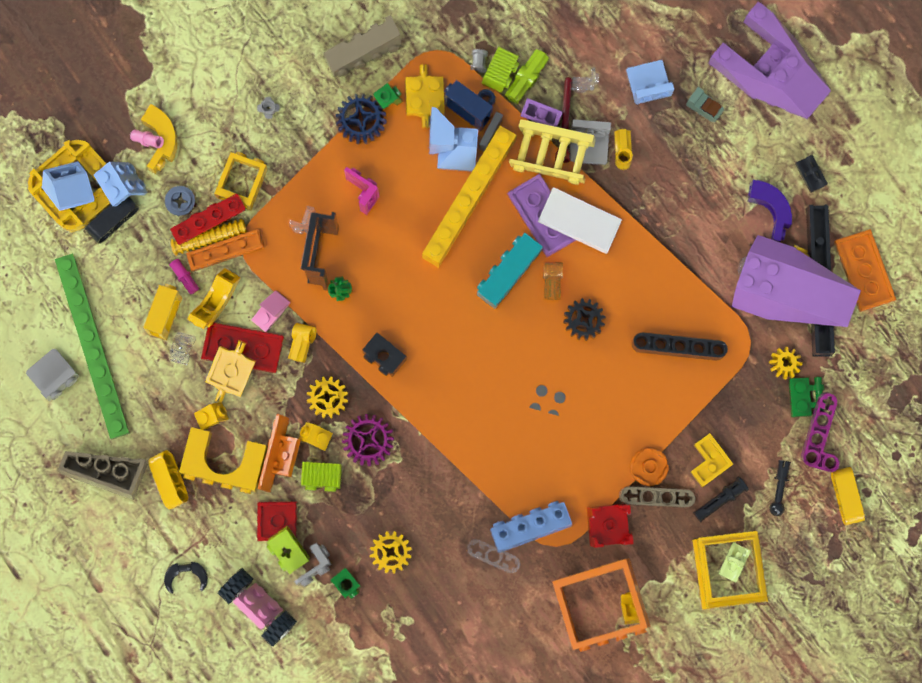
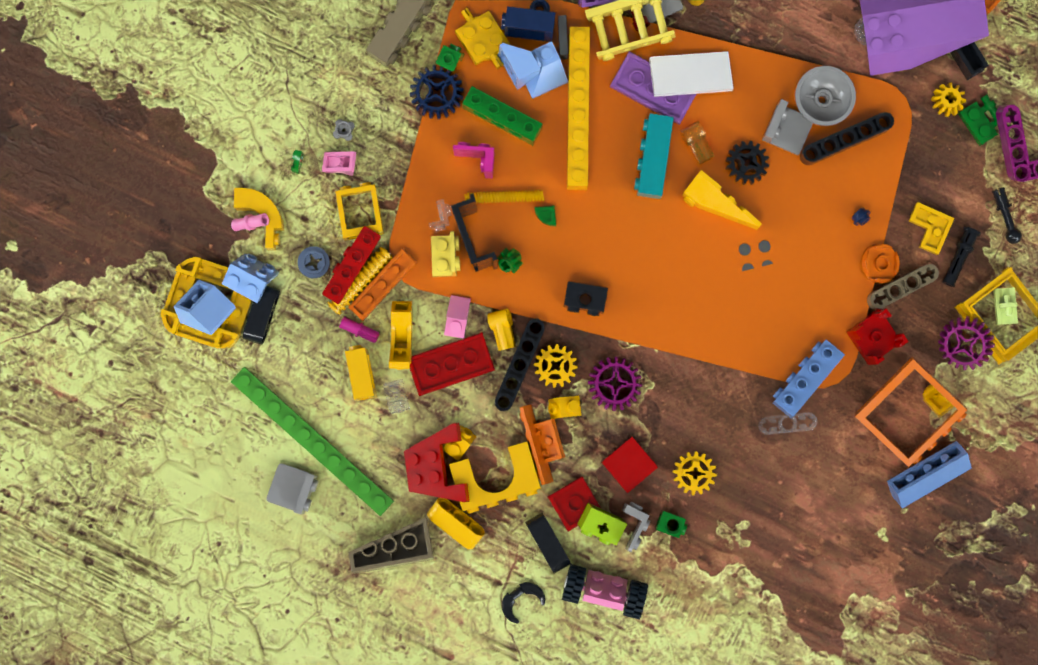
camera: 30 degrees left, 5 degrees up
(172, 420) = (427, 466): none -> red wing
(217, 110) = (298, 158): none -> green tile
(230, 371) = (454, 392): yellow plate -> none
(235, 540) = (548, 543): none -> black beam
(249, 132) = (339, 162): none -> bright pink slope
(288, 255) = (444, 256): none -> light yellow bracket
(303, 371) = (519, 355): none -> black beam
(321, 476) = (591, 440): lime brick -> none
(341, 515) = (629, 464): none -> red tile
(389, 249) = (509, 196): none -> yellow piece
(393, 269) = (546, 215): none -> green tile
(403, 167) = (502, 115): none -> green brick
(534, 327) = (706, 195): none -> yellow wedge
(587, 666) = (929, 474): none -> medium blue brick
(634, 310) = (787, 129): none -> light grey bracket
(654, 418) = (861, 217): none -> dark blue plate
(680, 556) = (970, 350): none -> magenta gear
(686, 289) = (834, 87): none -> light grey hat

